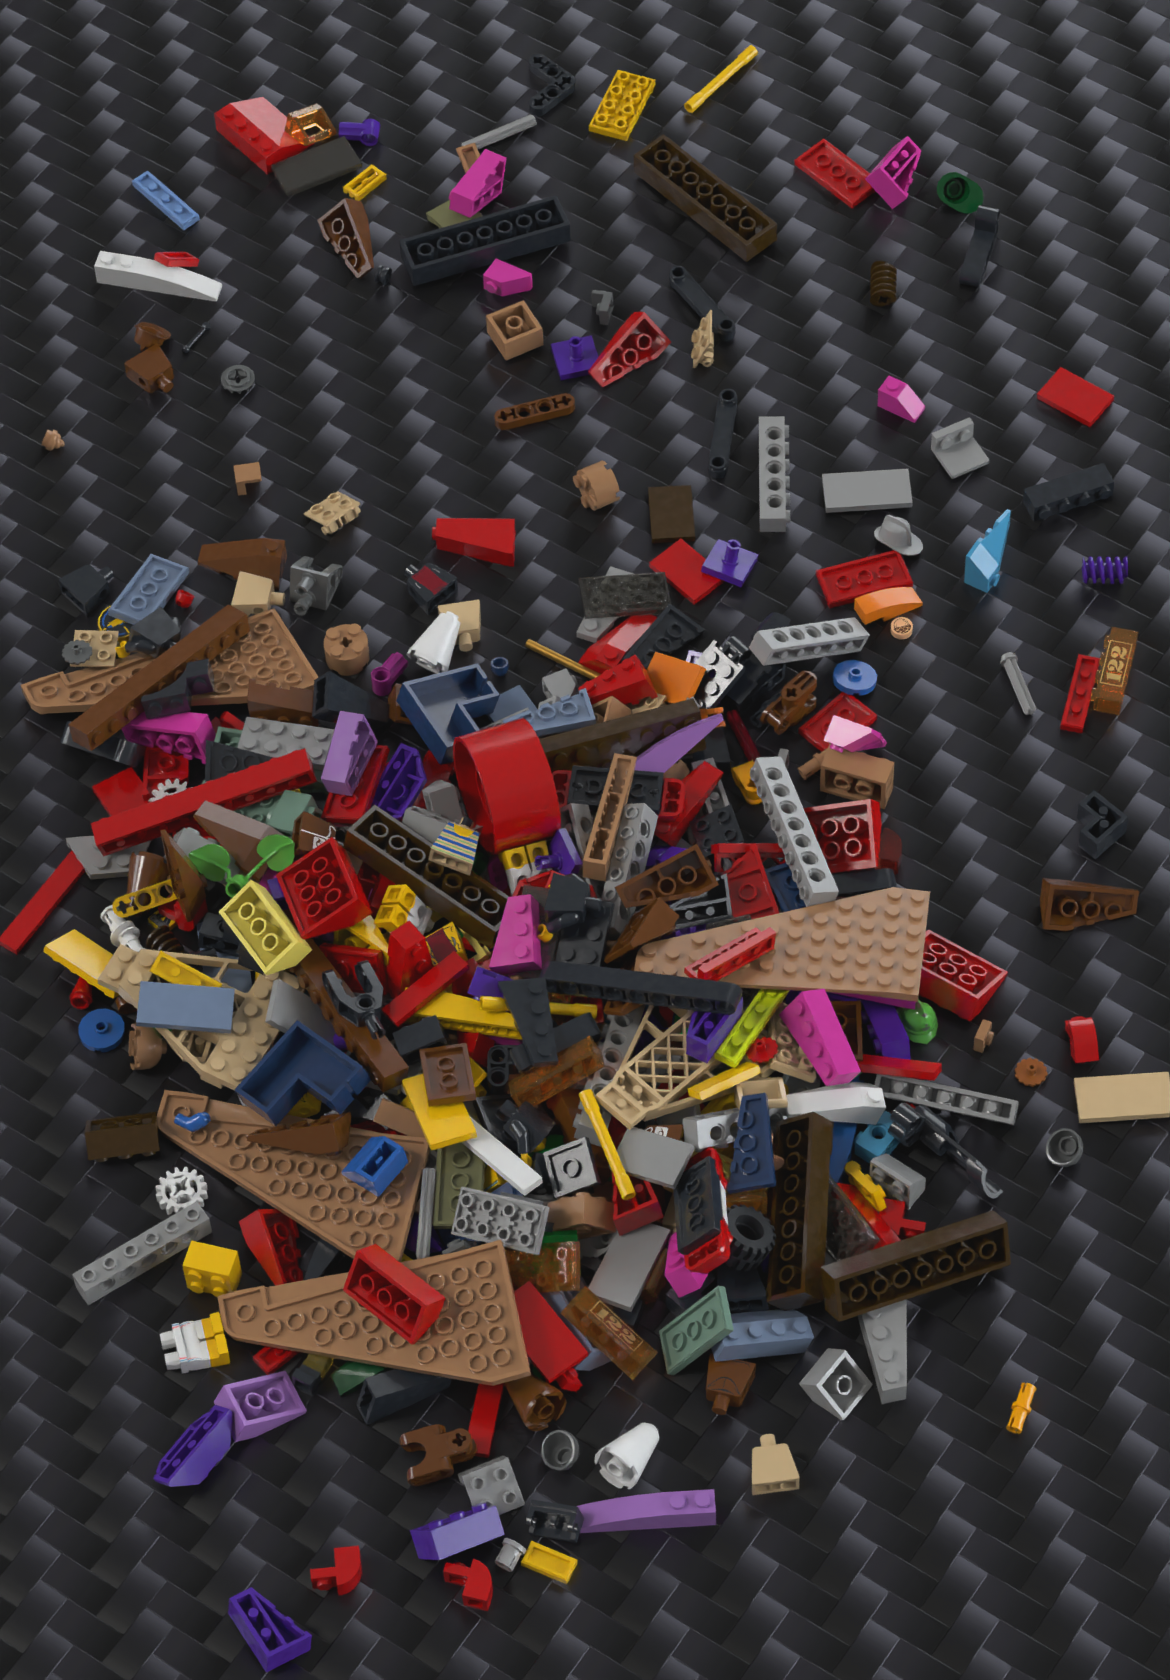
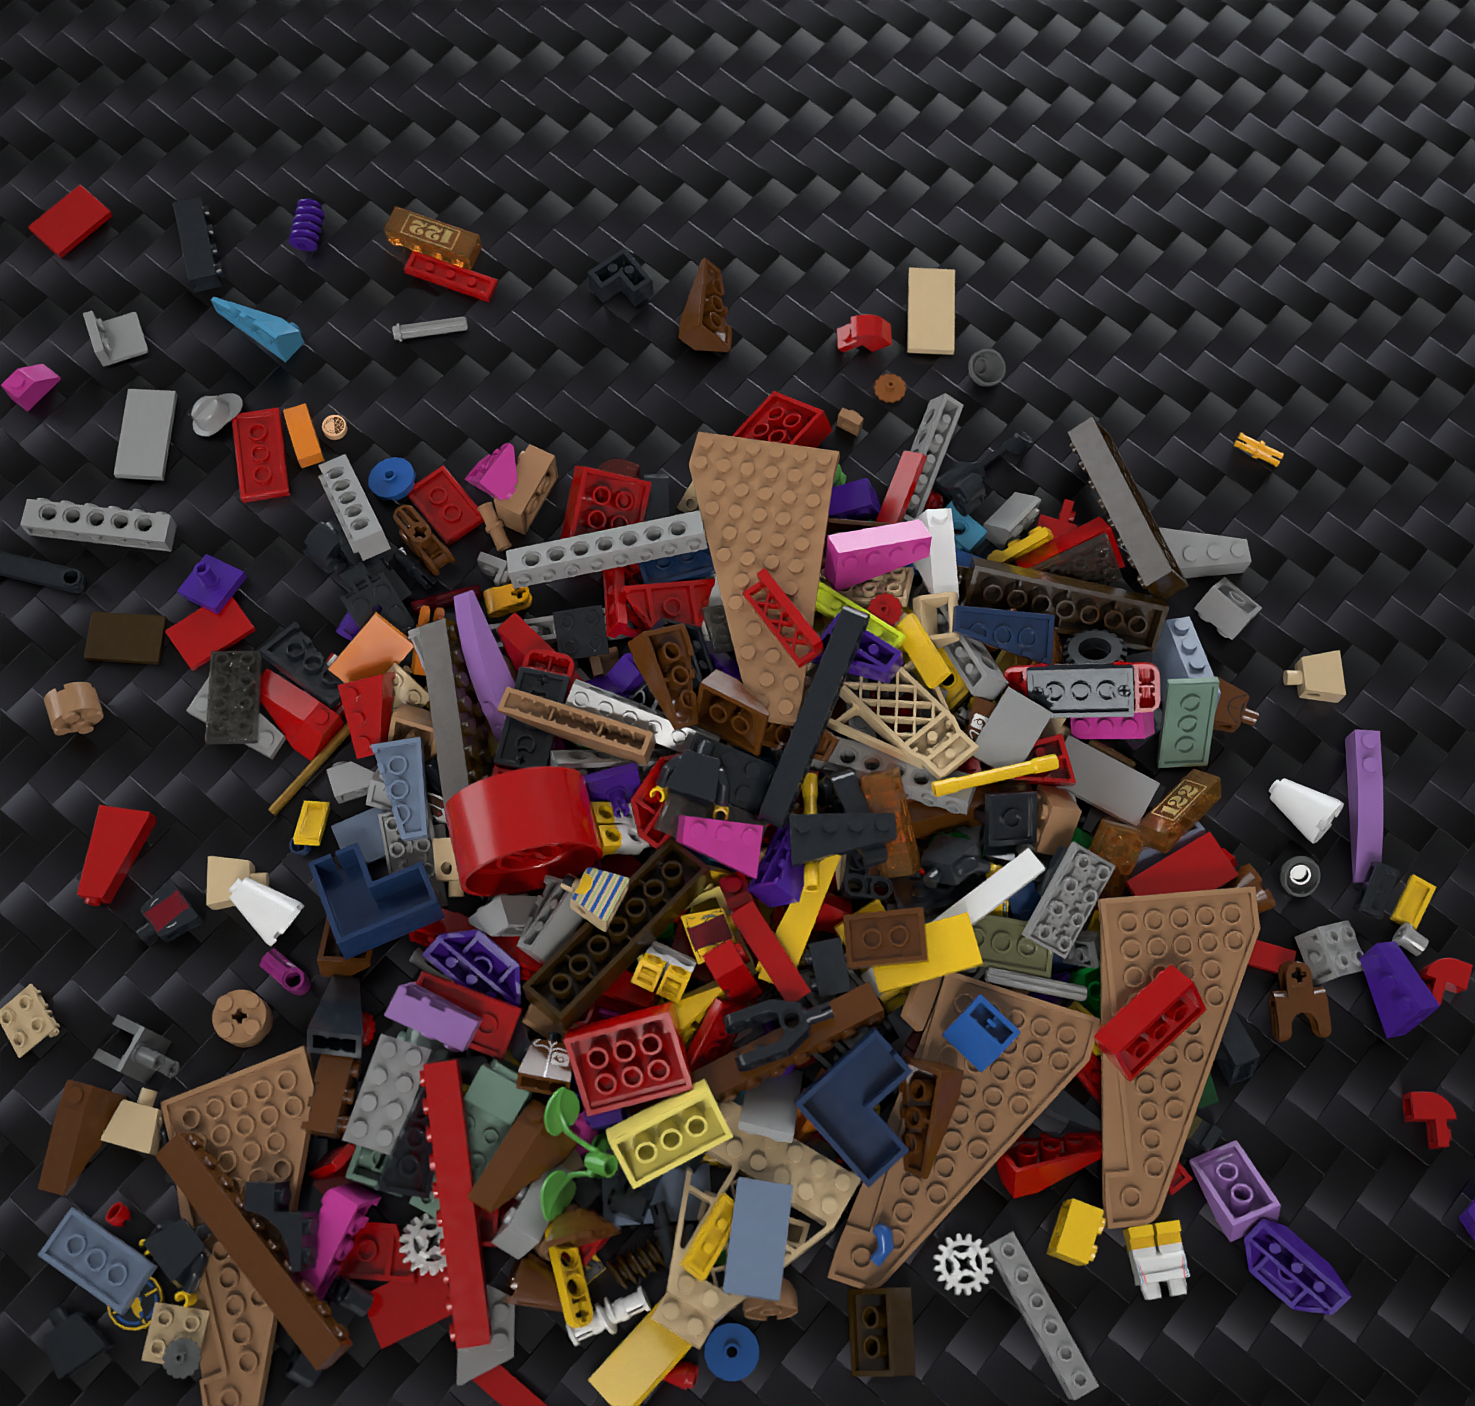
camera: 90 degrees left, 15 degrees up
(519, 669) = (311, 823): none -> yellow tile

